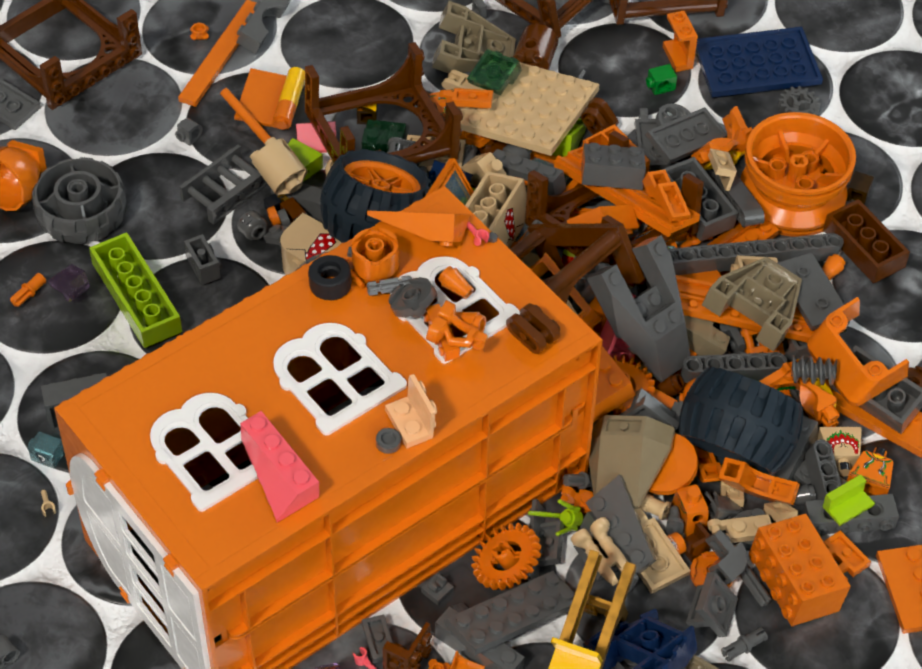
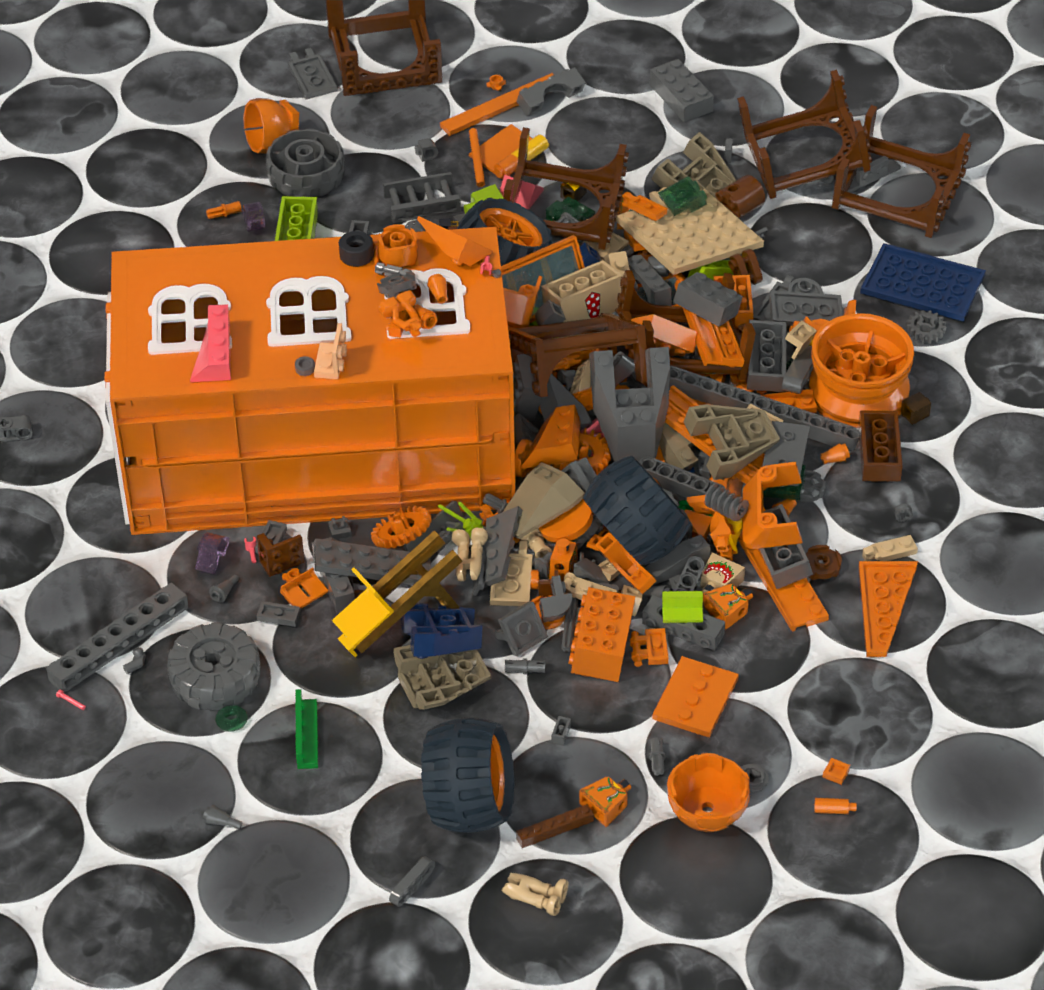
camera: 35 degrees right, 5 degrees down
(279, 166) = (459, 194): tan cylinder -> none
(533, 328) = (471, 332): reddish brown brick -> none
(661, 79) = (827, 262): green brick -> none
(666, 194) = (725, 334): orange slope -> none
(683, 46) = (866, 230): orange panel -> none

